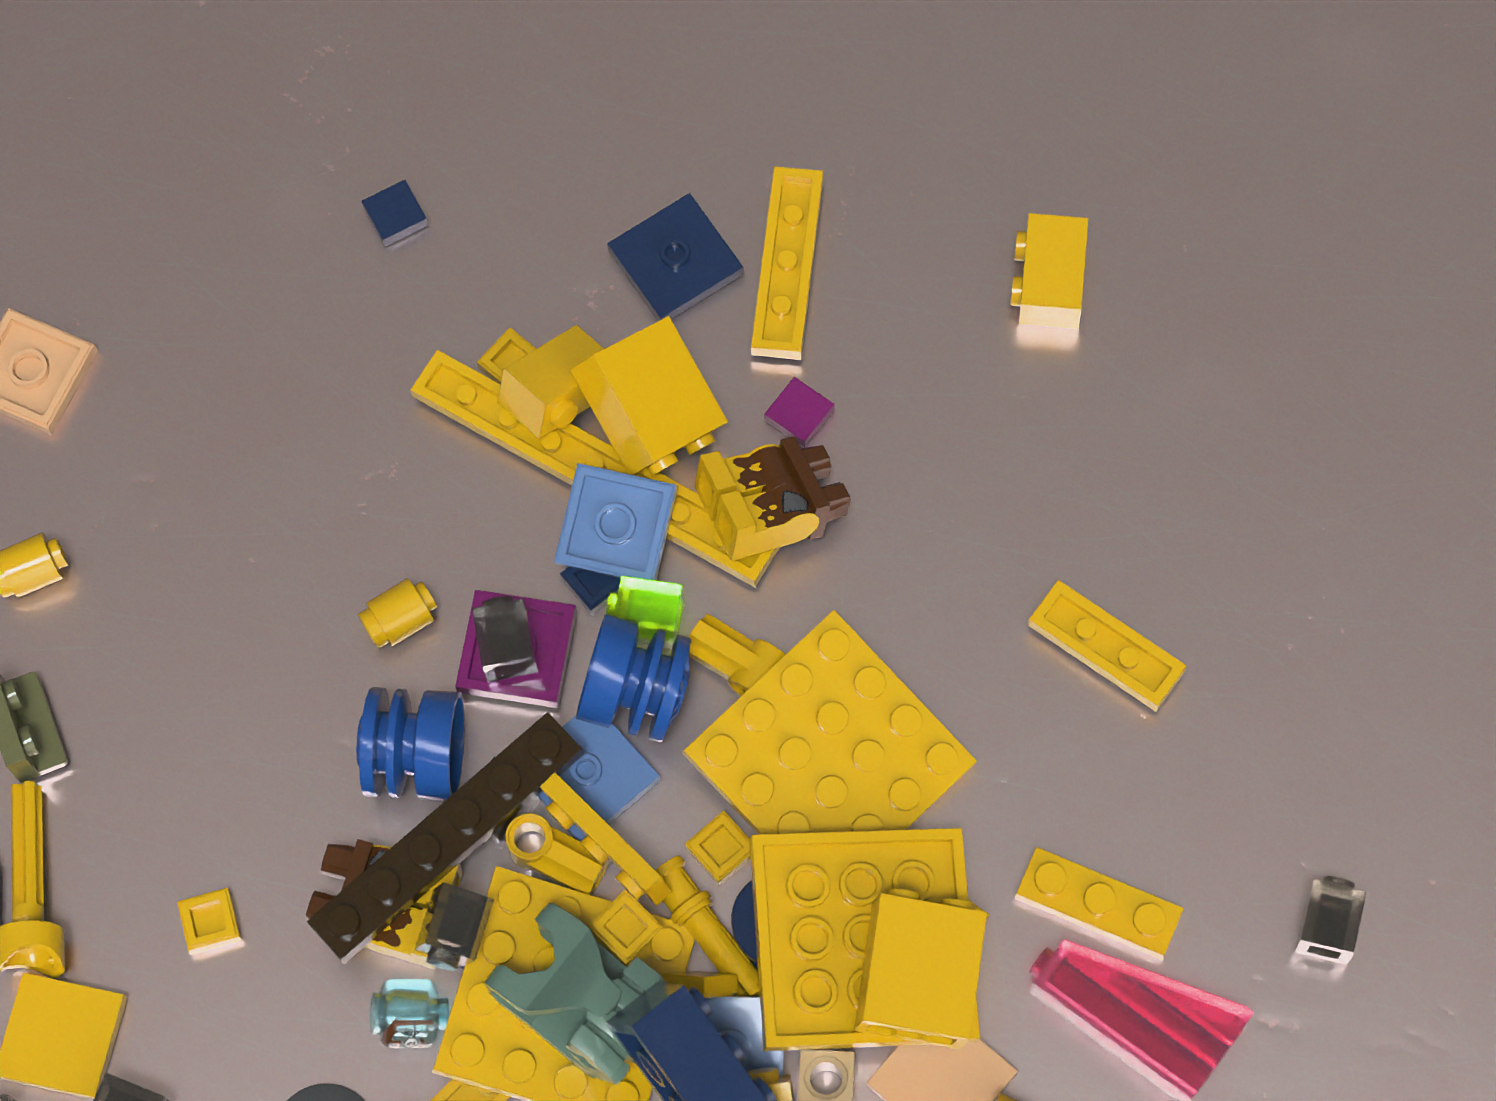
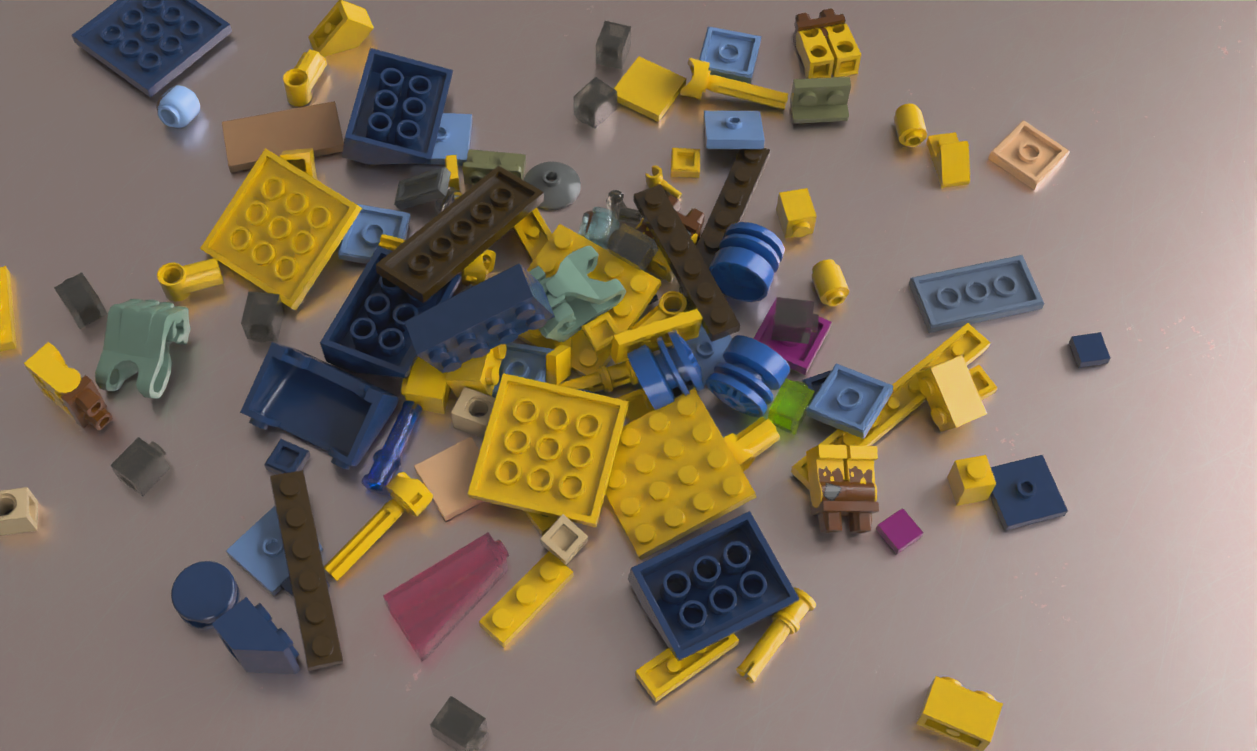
camera: 100 degrees right, 10 degrees down
(81, 490) = (950, 159): none -> yellow slope
(123, 853) = (733, 130): none -> medium blue plate
(267, 945) = (657, 179): none -> yellow hand
(274, 701) = (796, 213): none -> yellow brick
(277, 815) = (732, 199): none -> dark brown plate
(339, 396) = (976, 293): none -> sand blue tile
(347, 999) = (622, 213): none -> clear smoke arm
(650, 398) = (924, 435): yellow brick -> none
(666, 802) = (666, 370): none -> blue wheel
(695, 322) = (971, 480): none -> yellow brick
(787, 263) = (1006, 553): yellow plate -> none
(921, 969) = (514, 463): yellow brick -> none
(995, 635) = (712, 586): none -> dark blue slope
(1001, 867) = (564, 539): none -> tan brick
(1004, 528) = (784, 623): none -> yellow pin

